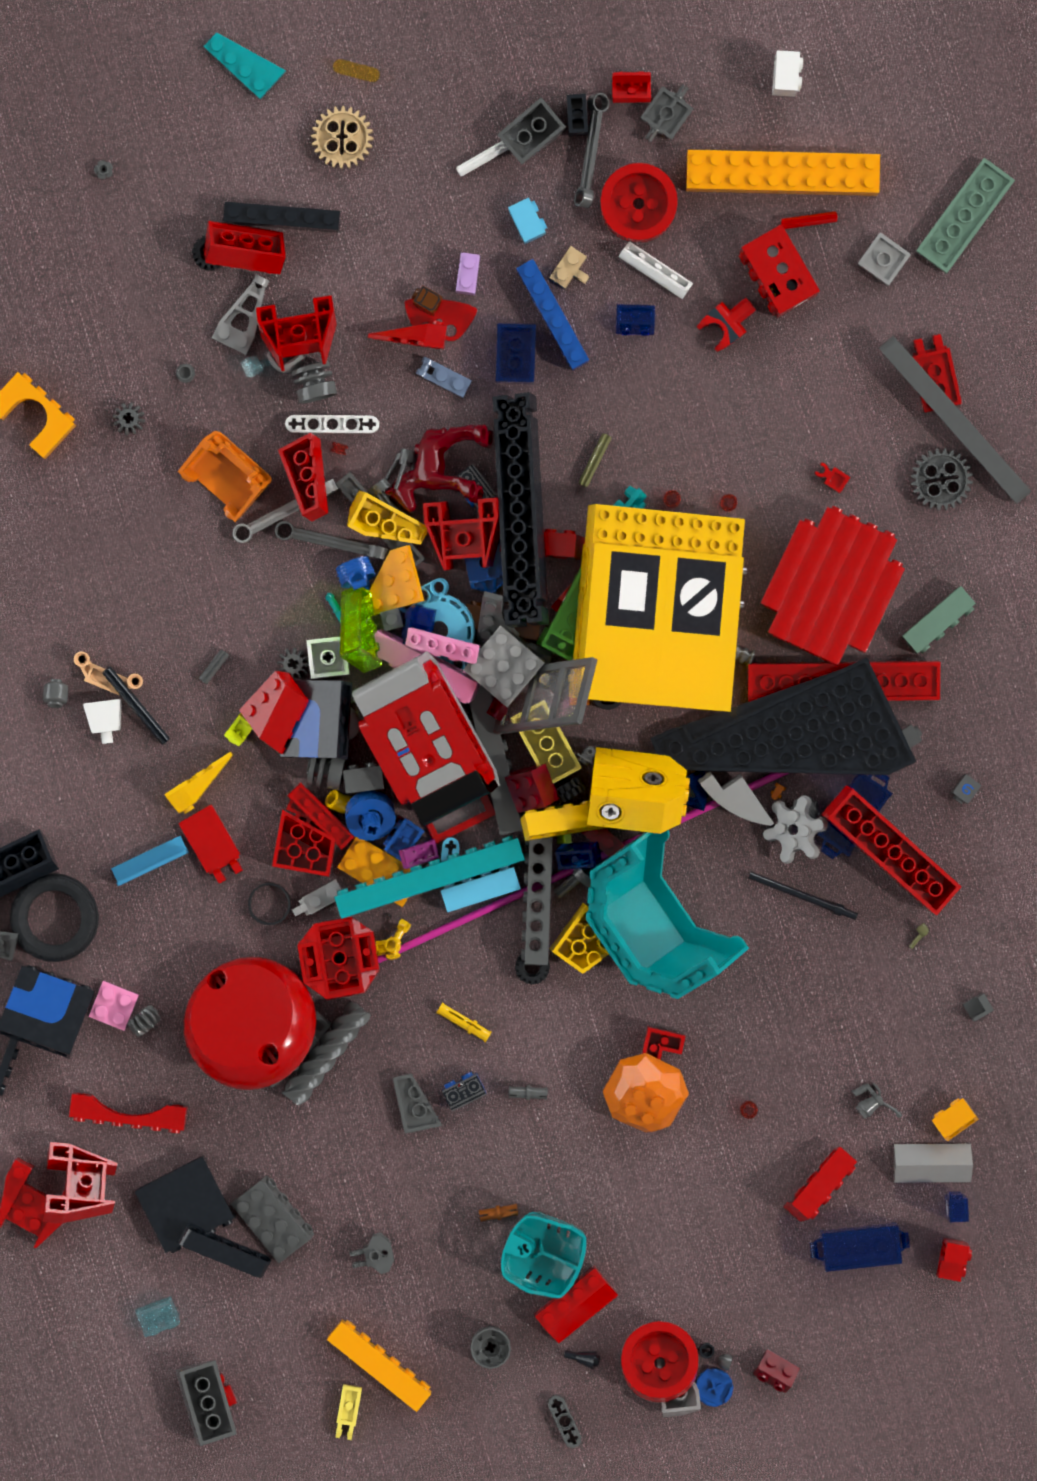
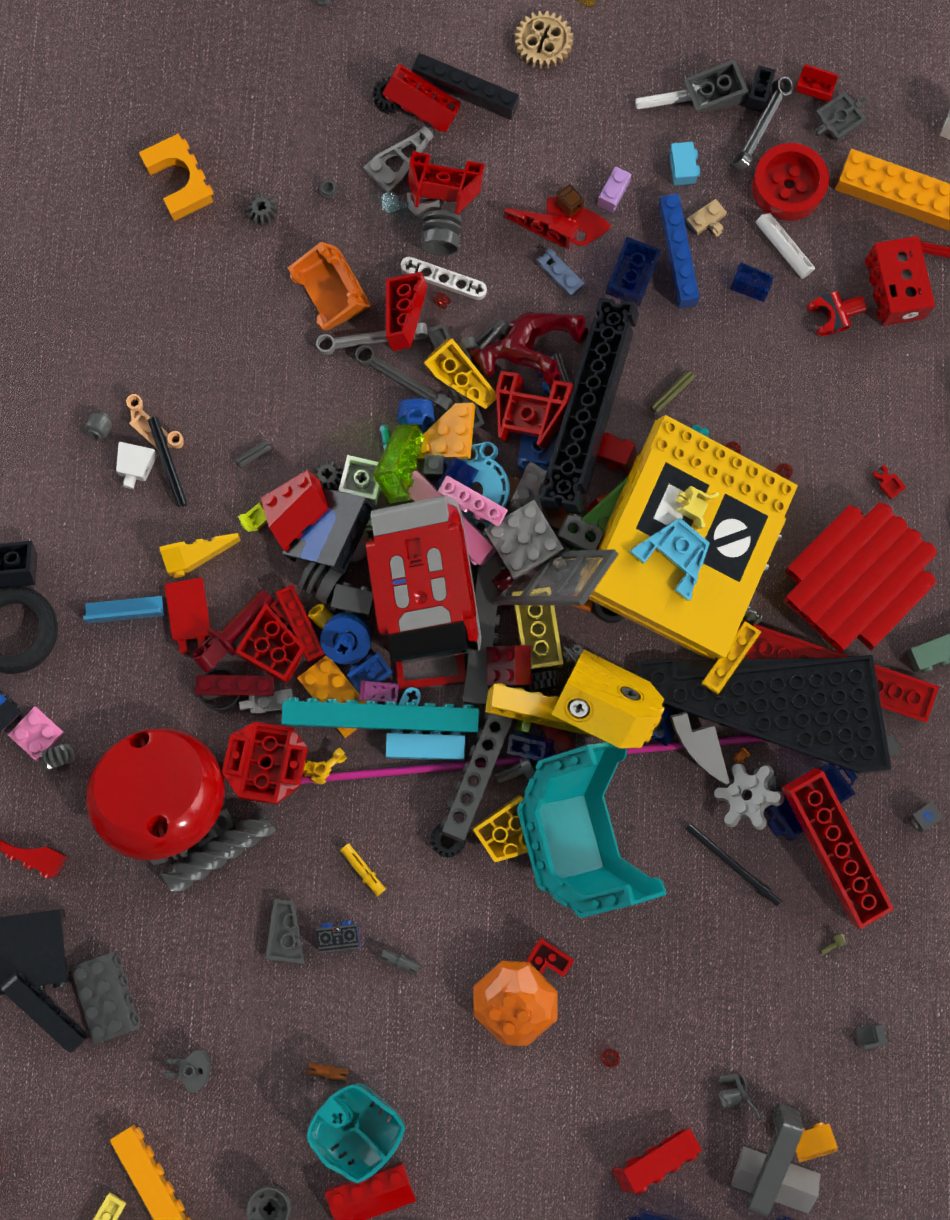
camera: 20 degrees right, 10 degrees down
(254, 861) = (220, 642): none -> dark red piece
(282, 896) = (234, 685): none -> dark red plate
(554, 646) = (578, 539): none -> dark grey brick
(652, 582) = (694, 505): none -> light yellow piece
(652, 626) = (680, 546): none -> medium azure wing
(741, 693) = (726, 666): none -> yellow tile
(925, 1146) = (777, 1161): none -> dark grey beam

